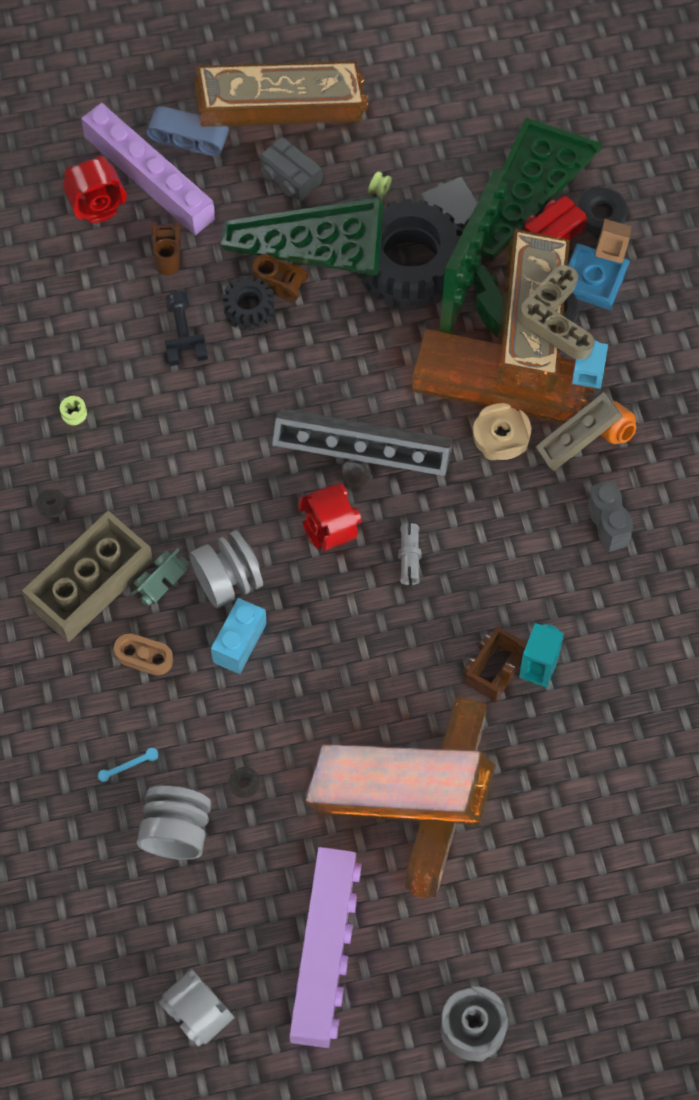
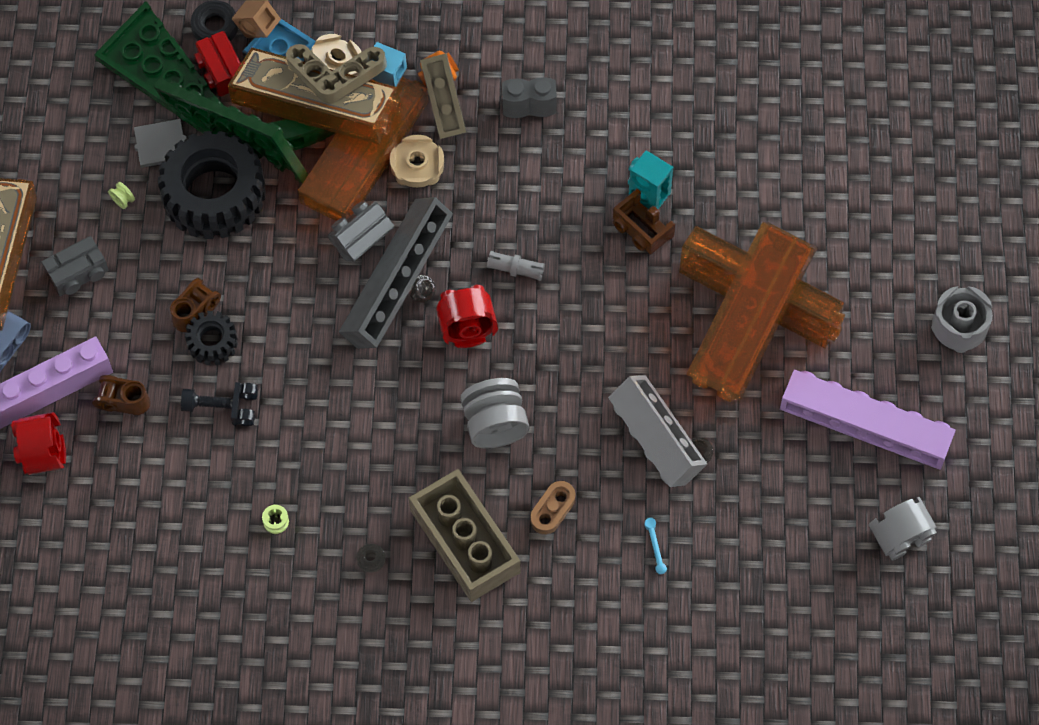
camera: 75 degrees left, 0 degrees up
(151, 584) = (471, 468): sand green hinge -> none
(174, 822) = (730, 509): light grey wheel -> none
(238, 636) = (559, 421): medium azure brick -> none
(250, 731) = (657, 431): none -> light grey brick
(325, 236) = (176, 244): dark green wing -> none
(400, 397) = (360, 230): none -> brick
(604, 312) = (333, 45): none -> tan plate

